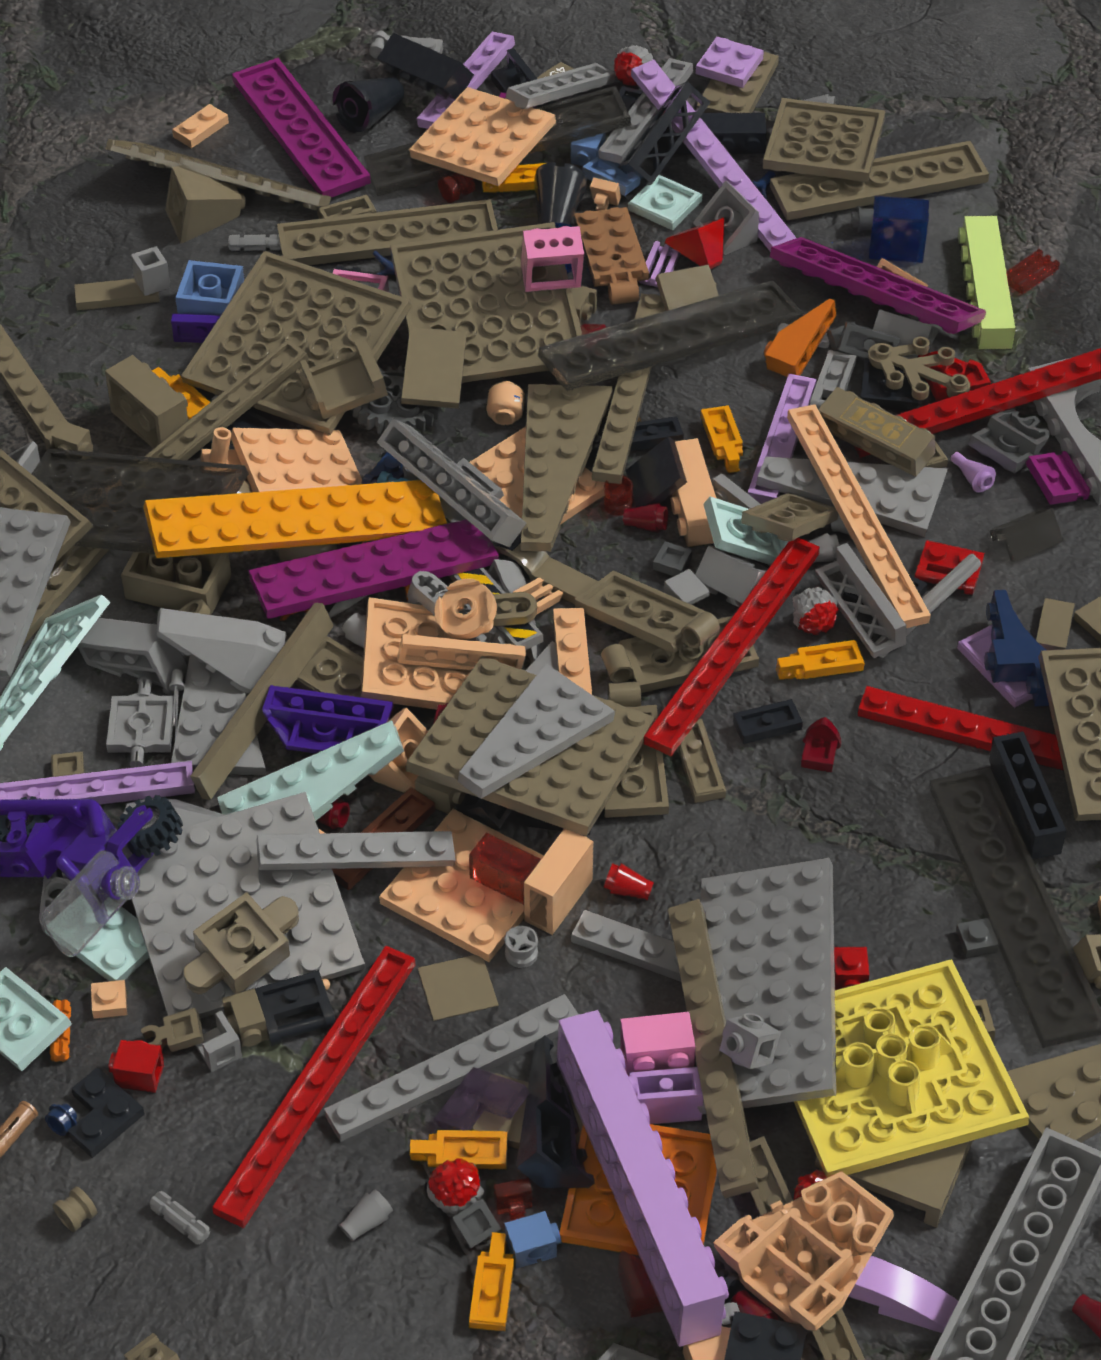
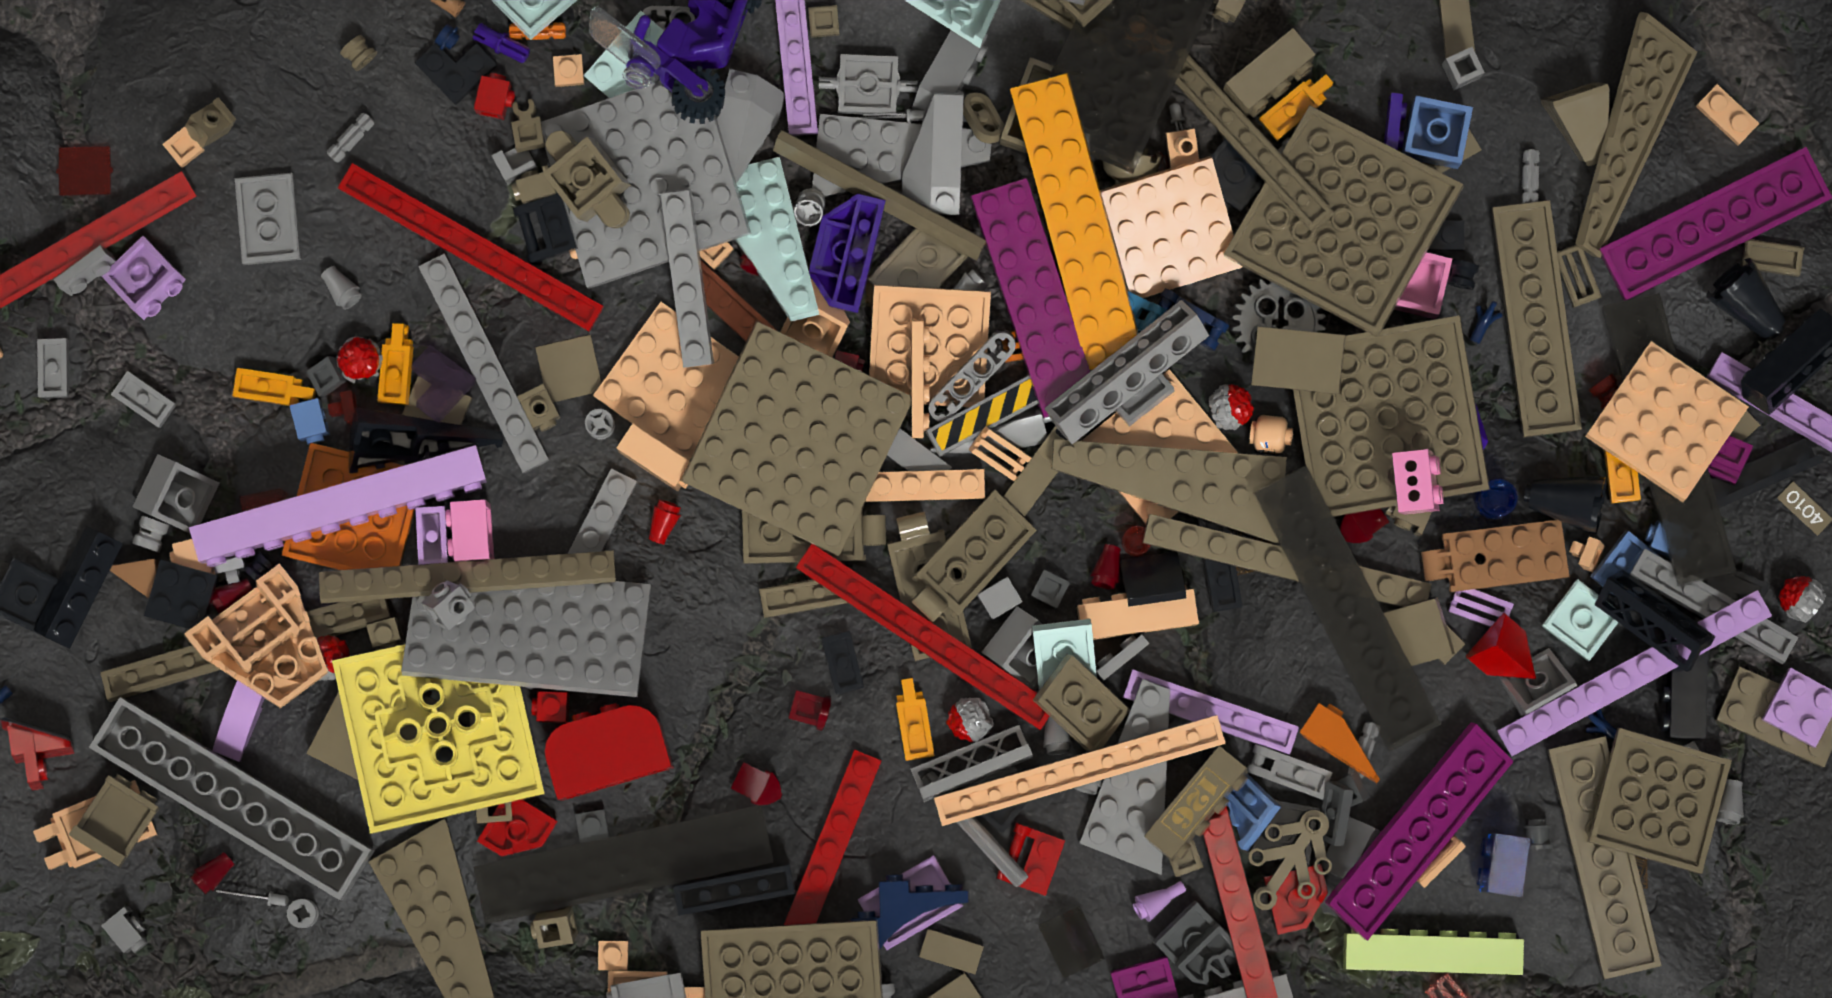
camera: 90 degrees right, 35 degrees up
(72, 1063) = (501, 43): none -> dark purple axle
(274, 757) = (807, 213): none -> light grey wheel
(278, 1306) = (267, 218): none -> light grey tile
(325, 94) = (1774, 257): none -> dark tan tile
(344, 381) = (1272, 266): dark tan panel -> none
(475, 622) = (965, 394): light nougat plate -> none
(479, 426) = (1231, 406): none -> piece
(501, 866) = (666, 410): clear red brick -> none
(504, 1002) = (536, 396): none -> dark tan brick
(508, 606) = (964, 421): dark tan plate -> none
(538, 726) = (808, 448): light grey wing -> none
(560, 85) = (1746, 511): light grey plate -> none
(723, 435) = (1218, 652): light orange hinge -> none
(786, 1141) = (385, 634): none -> dark tan brick
(881, 391) = (1251, 811): none -> medium blue wing
(894, 907) = (606, 750): none -> red brick
(908, 788) = (758, 785): none -> dark red tile
(1005, 1009) = (525, 832): none -> red plate

